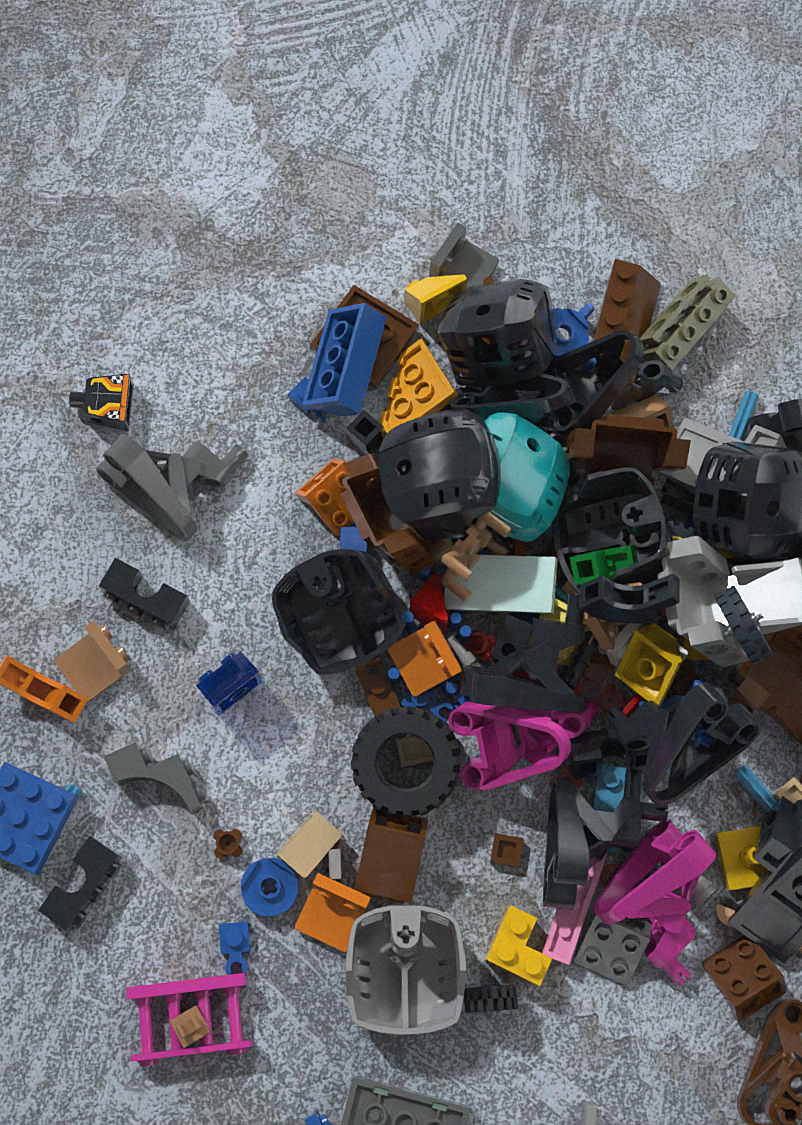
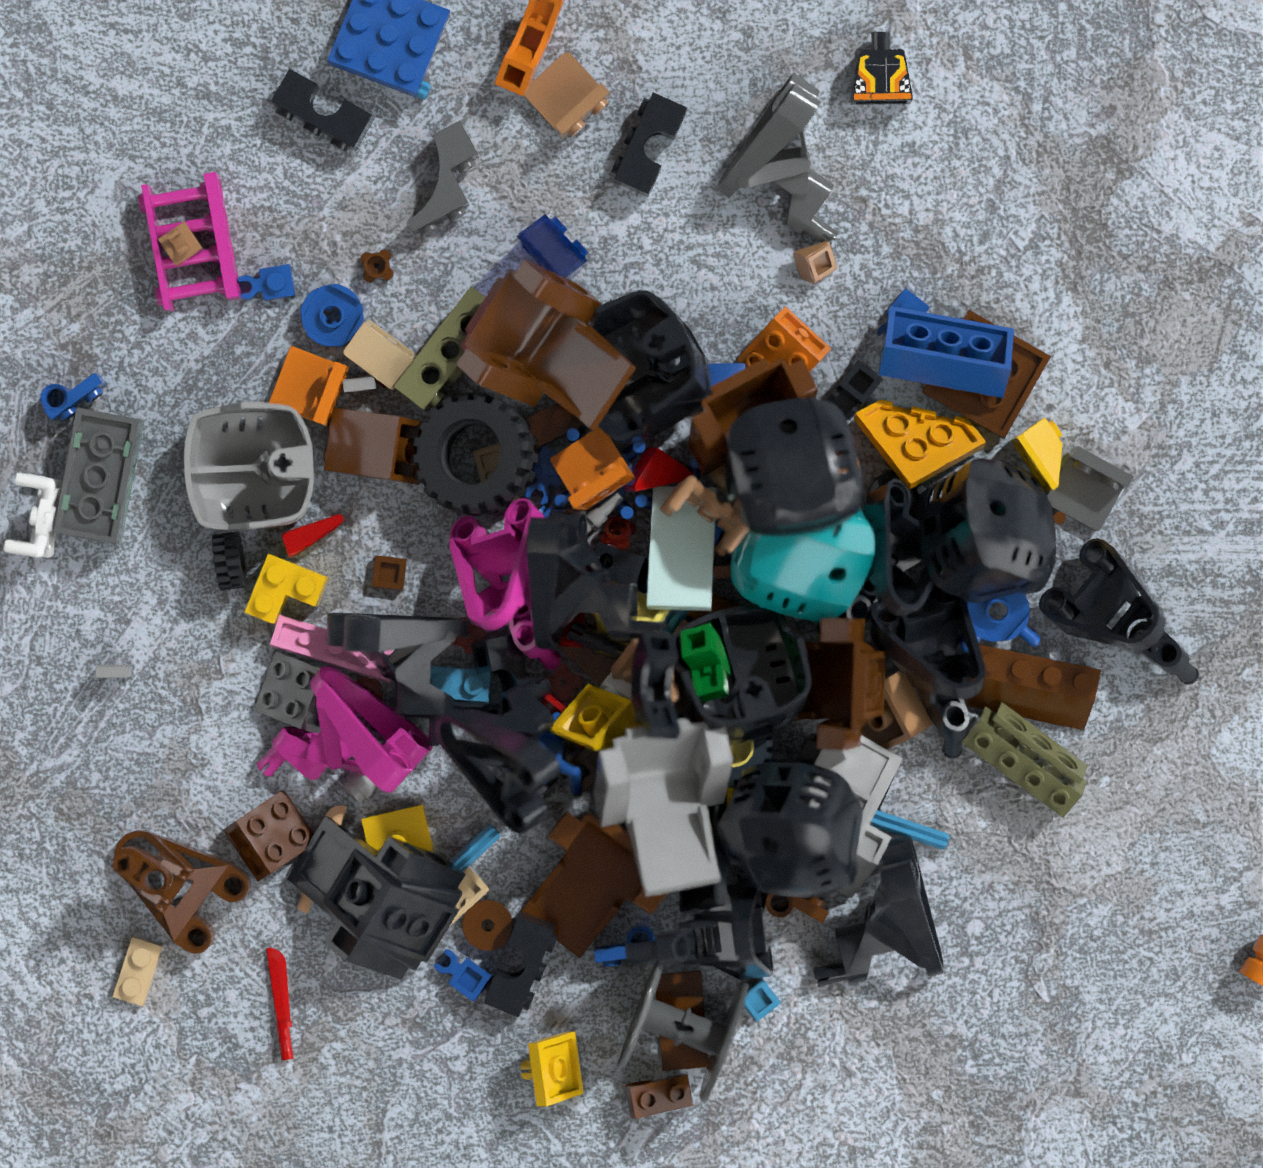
camera: 90 degrees right, 15 degrees up
(259, 465) = (815, 262): none -> medium nougat slope
(284, 743) = (431, 356): none -> olive brick
(306, 694) = (538, 340): none -> reddish brown piece
(470, 925) = (305, 536): none -> red slope
(568, 269) = (1102, 597): none -> black connector
(743, 625) = (624, 807): black wheel -> none

